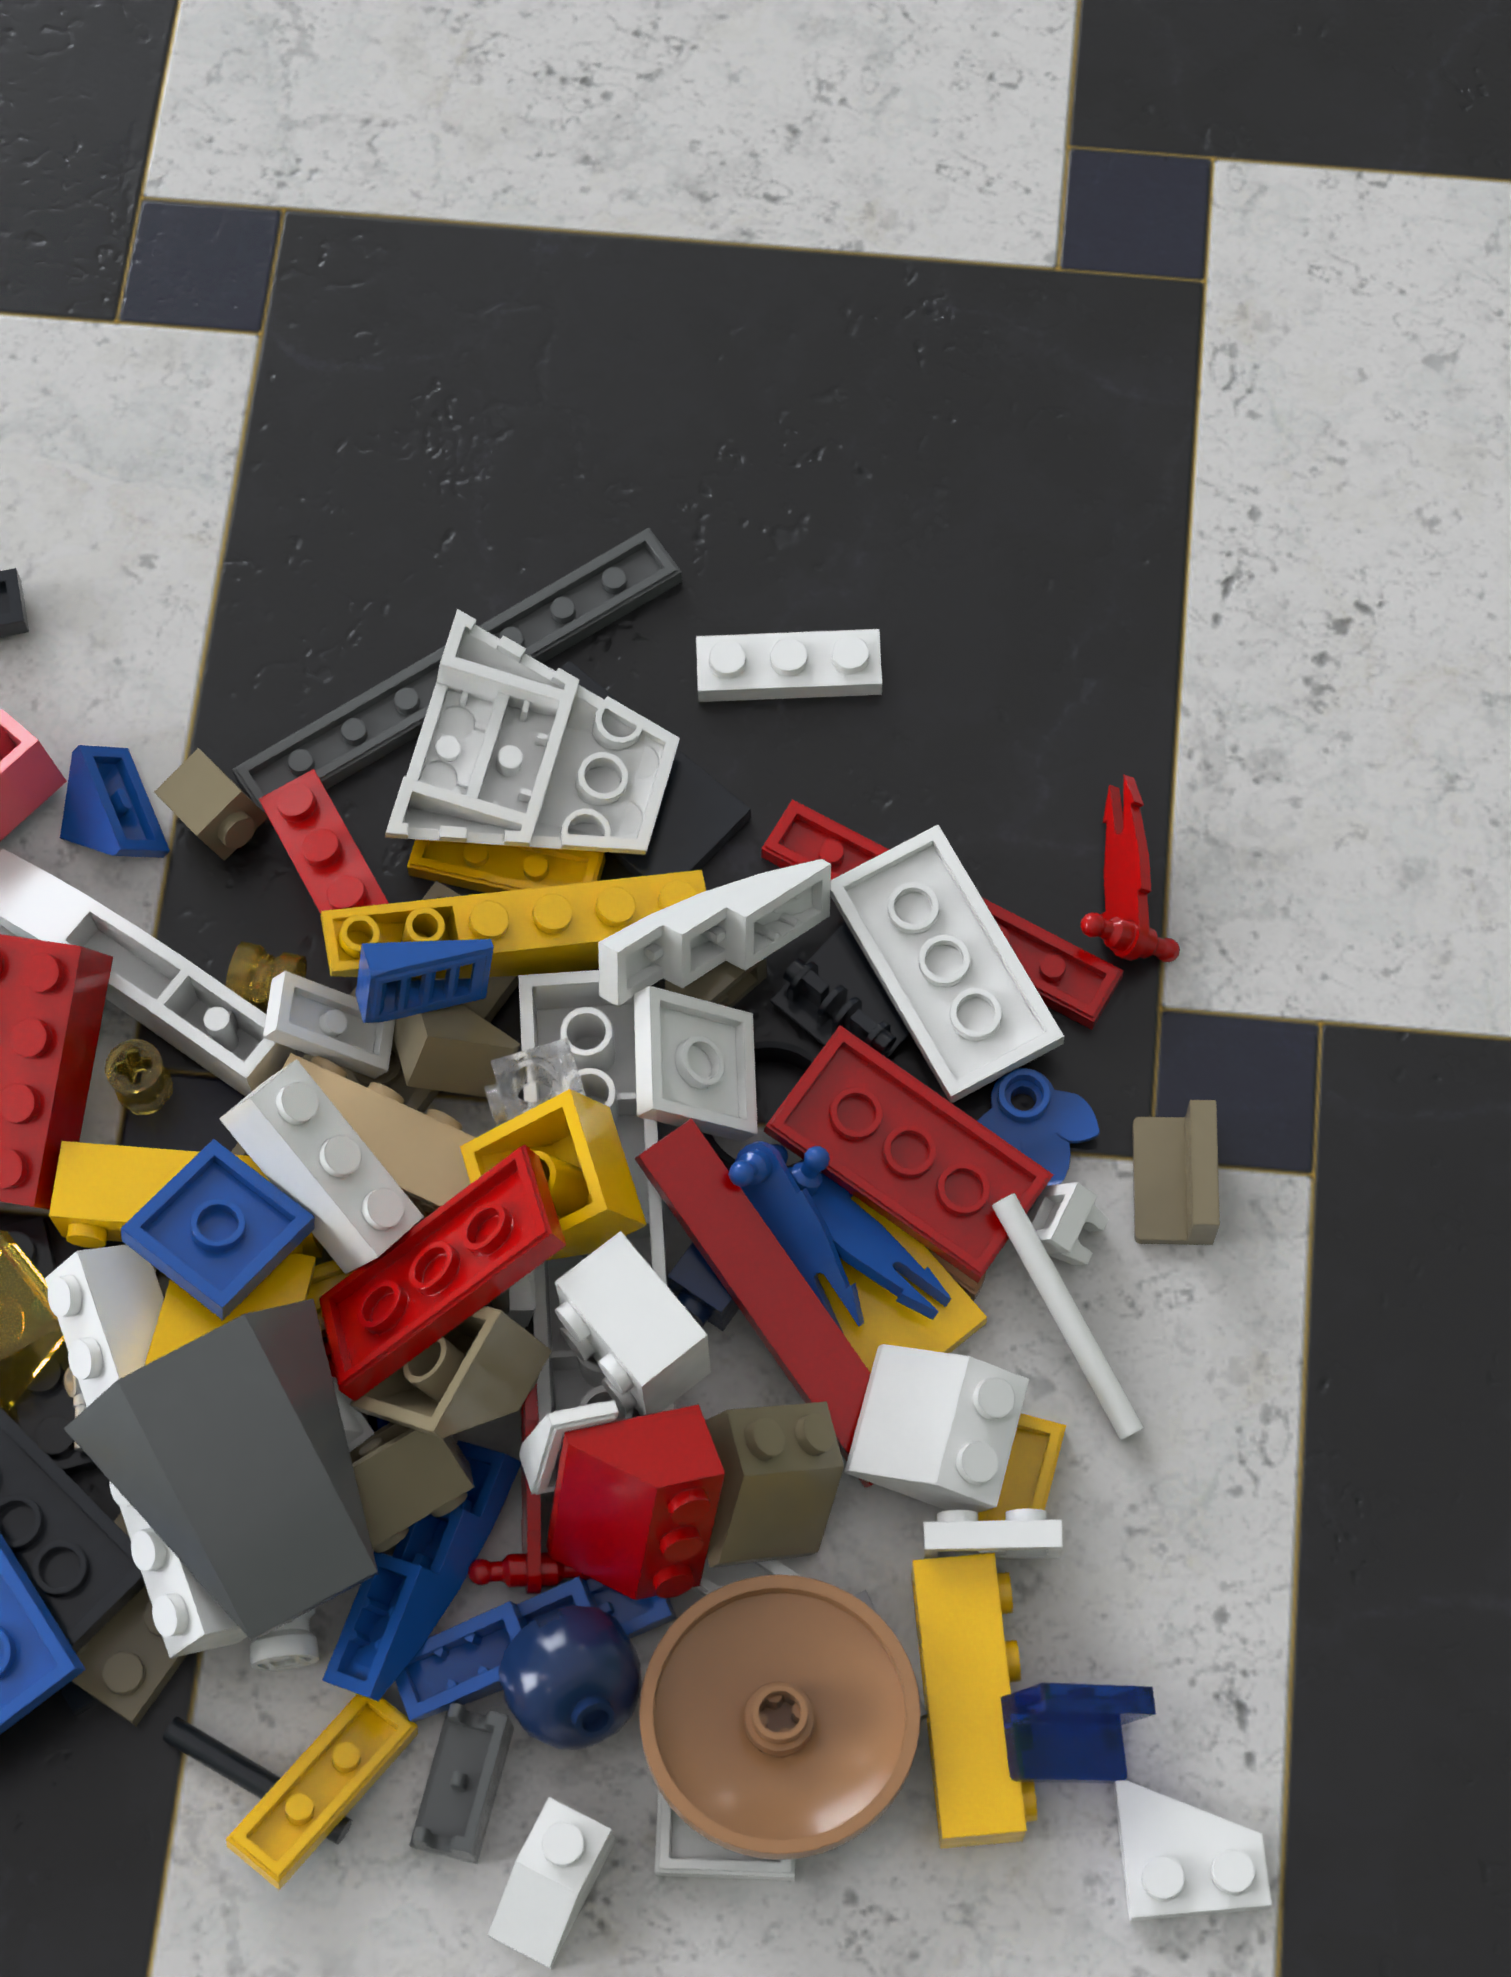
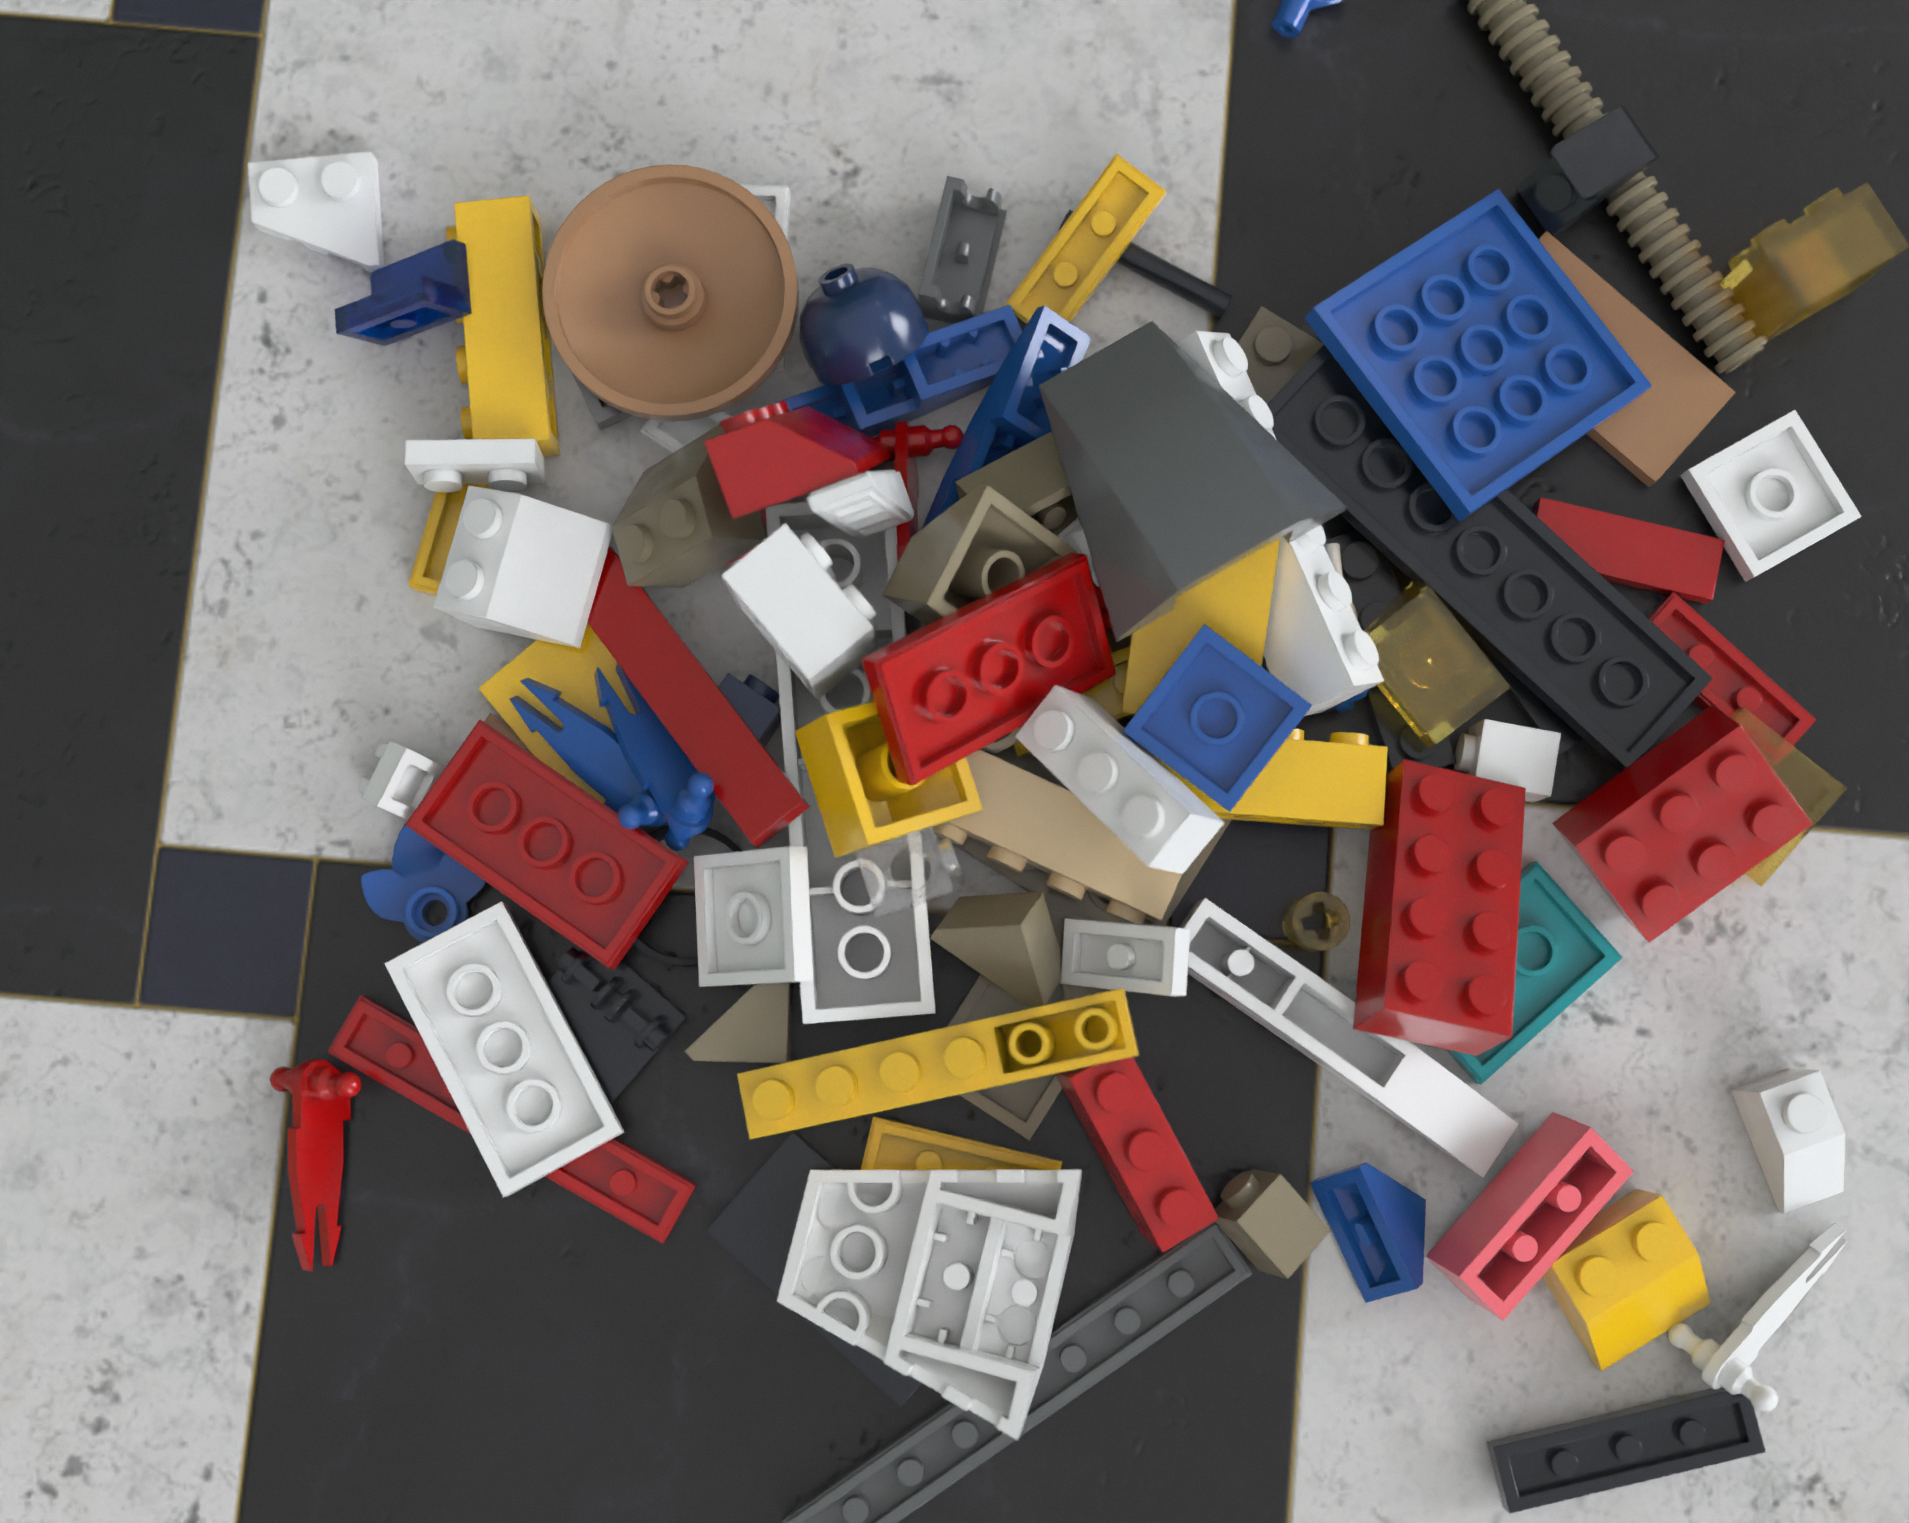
camera: 175 degrees right, 15 degrees up
(253, 971) = (1197, 1031): clear yellow wheel -> none
(387, 968) = (1039, 987): blue slope -> none
(551, 1882) = (875, 177): white slope -> none
(723, 924) = (719, 1068): white slope -> none
(789, 665) = (666, 1408): white plate -> none
(1067, 1316) = (400, 686): white bar -> none
(1176, 1177) = (285, 834): dark tan panel -> none

